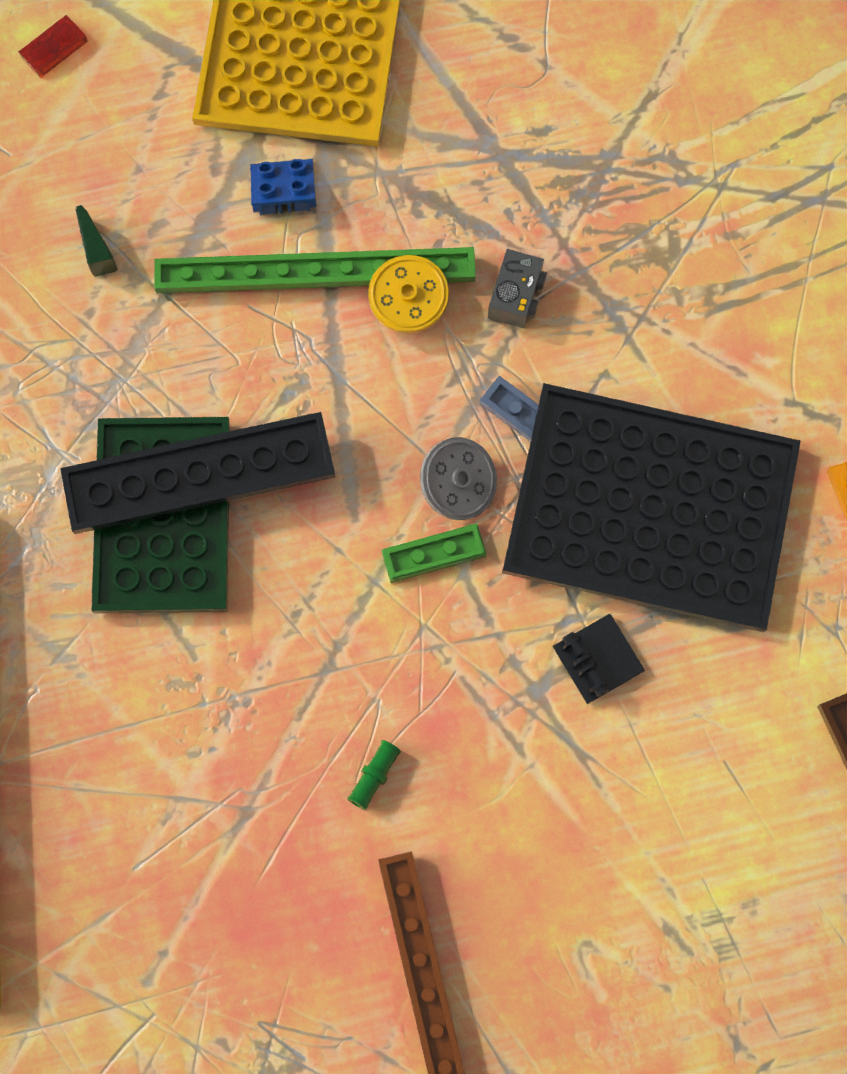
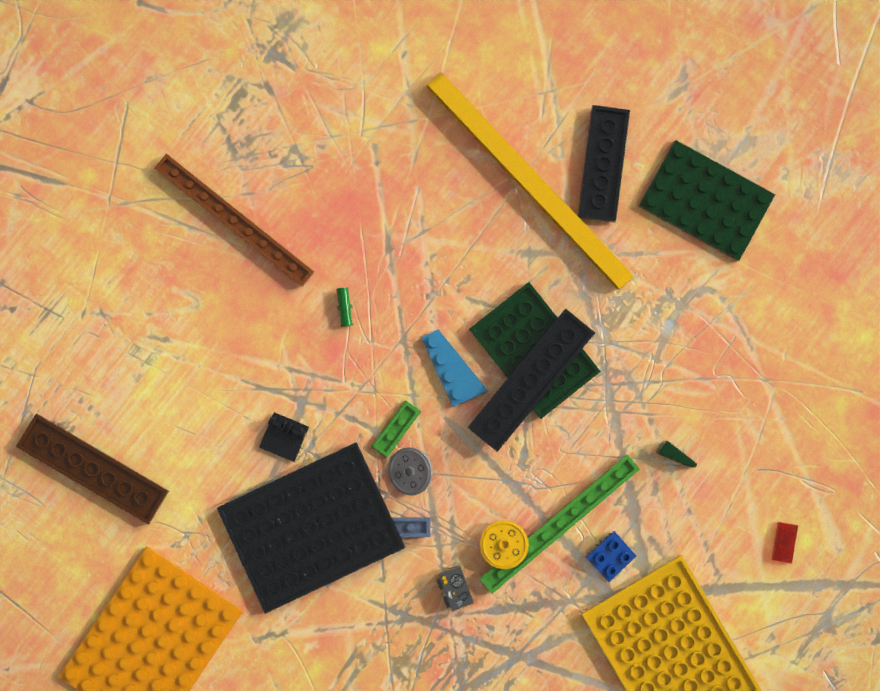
camera: 140 degrees right, 10 degrees up
(295, 569) = (453, 372): none -> dark azure wing

